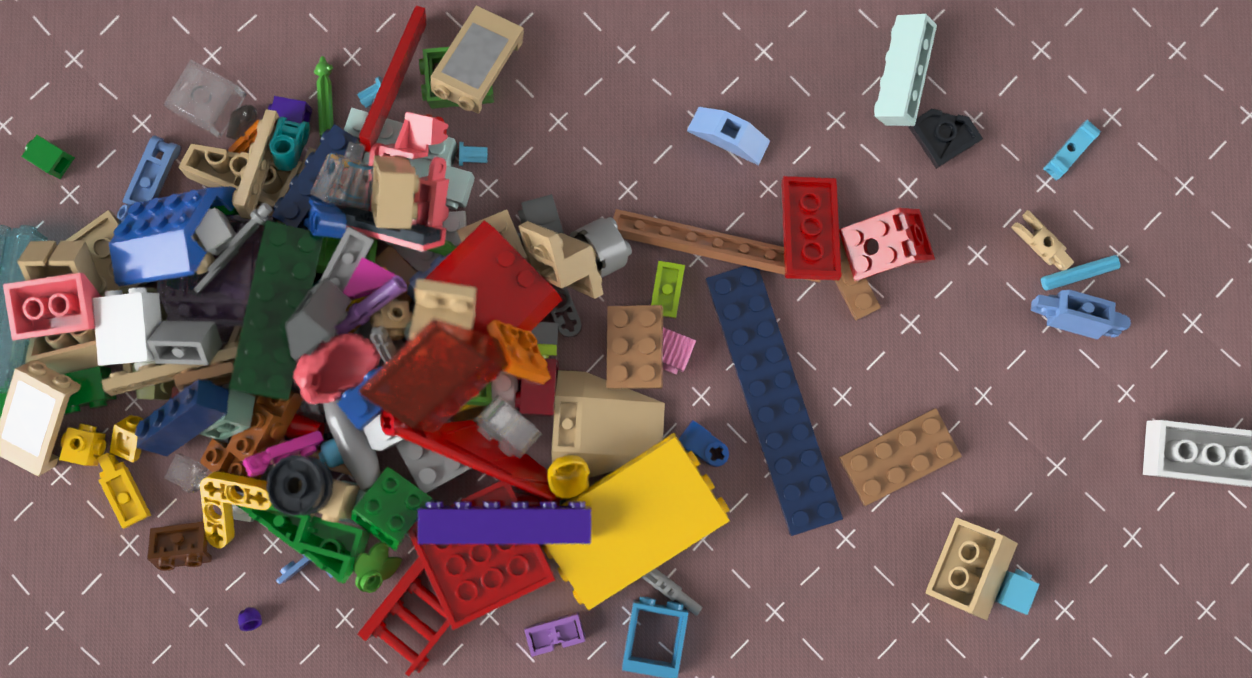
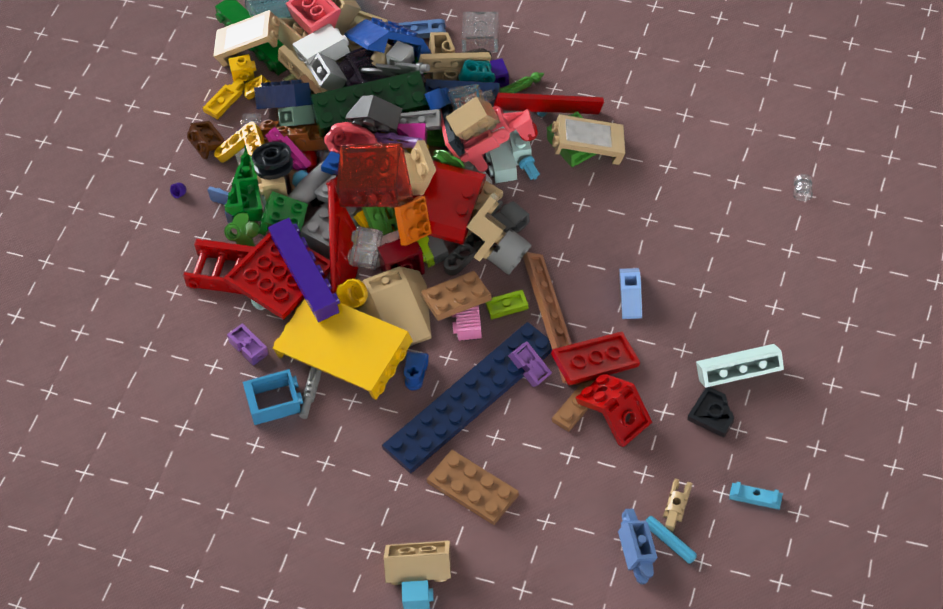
camera: 70 degrees right, 30 degrees down
(425, 262) = (445, 157): none -> bright green plate
(777, 308) = (531, 363): none -> medium lavender piece

